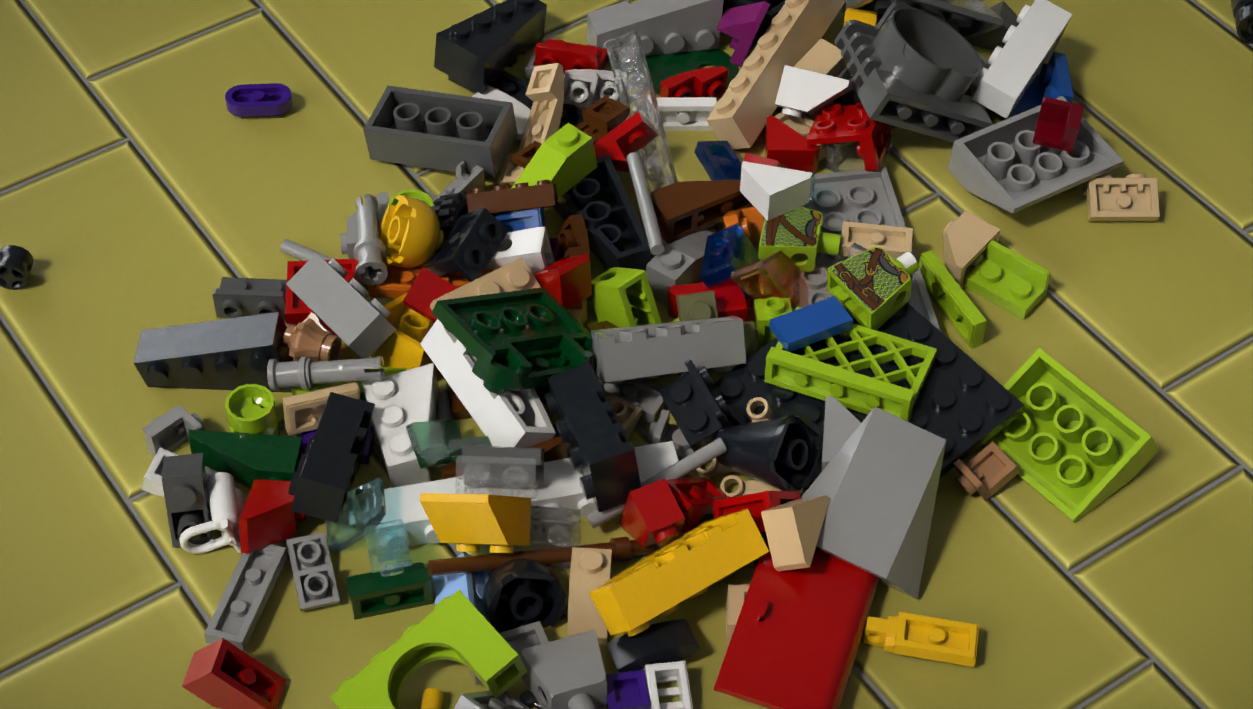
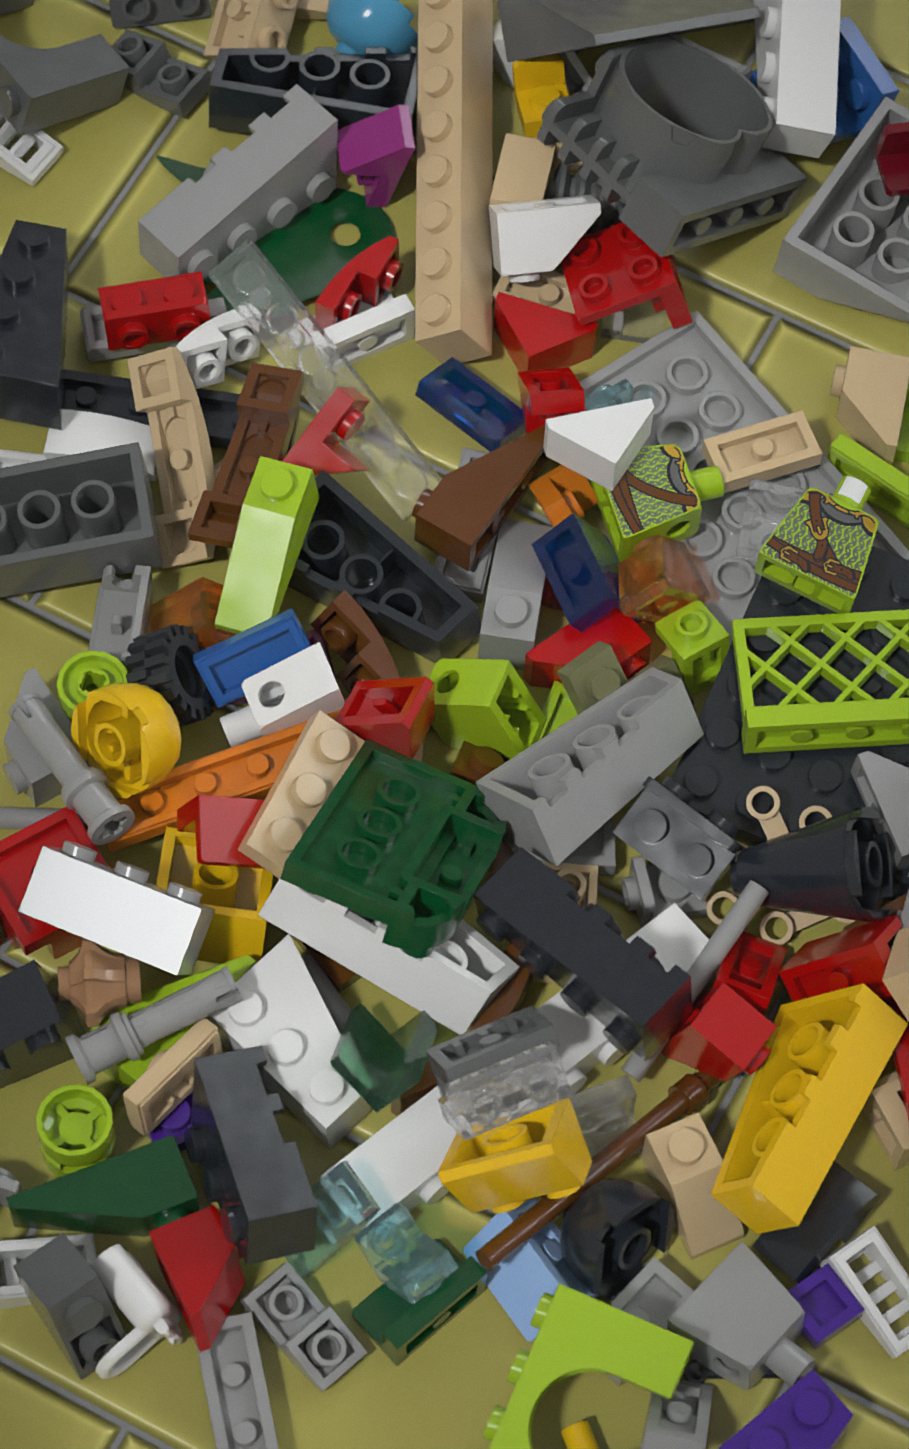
camera: 30 degrees left, 15 degrees up
(469, 245) = (223, 719): black bracket -> none
(514, 199) = (245, 615): reddish brown piece -> none
(645, 204) = (427, 534): light grey bar -> none
(811, 324) = (773, 644): blue tile -> none

